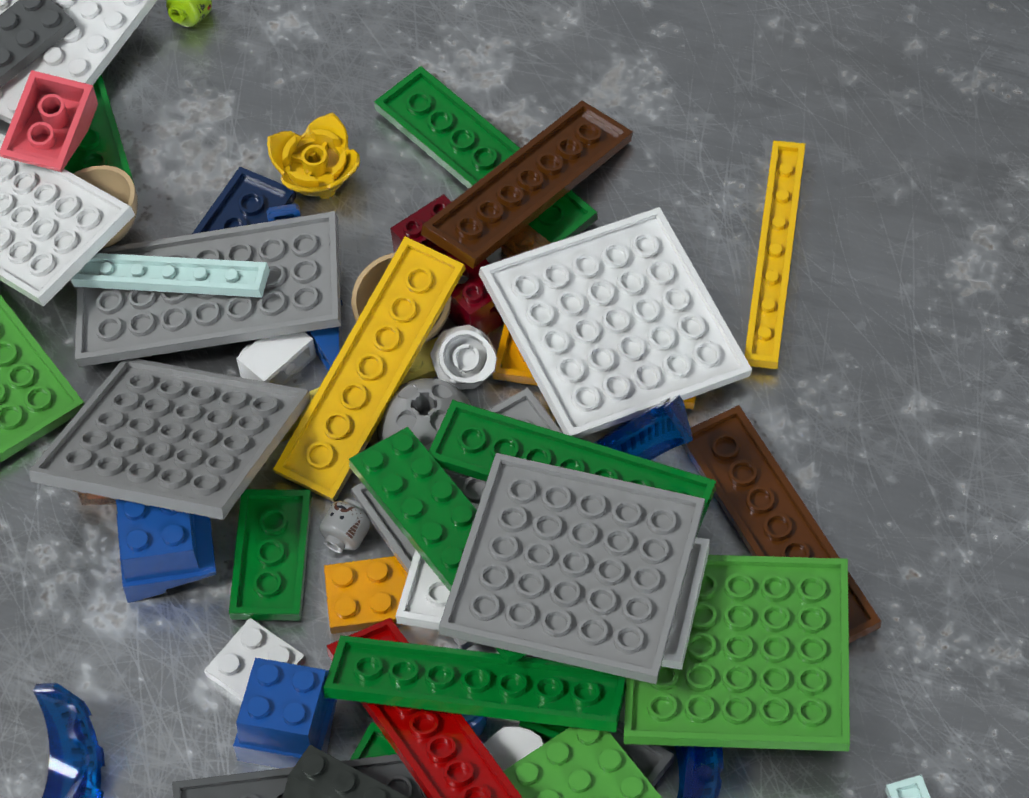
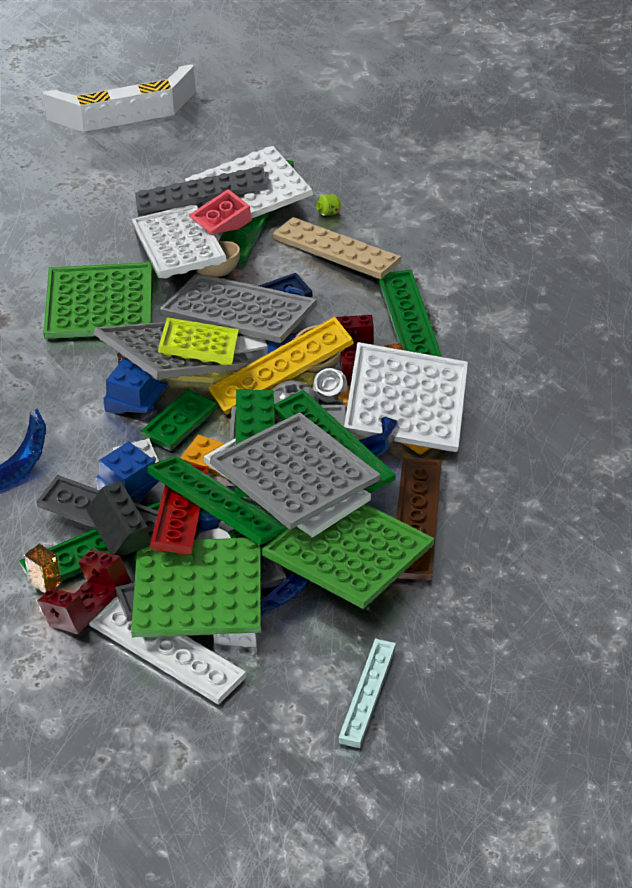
camera: 30 degrees right, 15 degrees down
(174, 275) = (225, 292): light aqua plate -> none
(215, 399) = (198, 341): none -> neon yellow plate
(266, 83) = (337, 248): none -> tan plate
(315, 160) = (330, 285): yellow brick -> none
(344, 526) = (218, 422): light grey head -> none
(526, 184) = (415, 328): reddish brown plate -> none
(774, 255) = (513, 412): yellow plate -> none

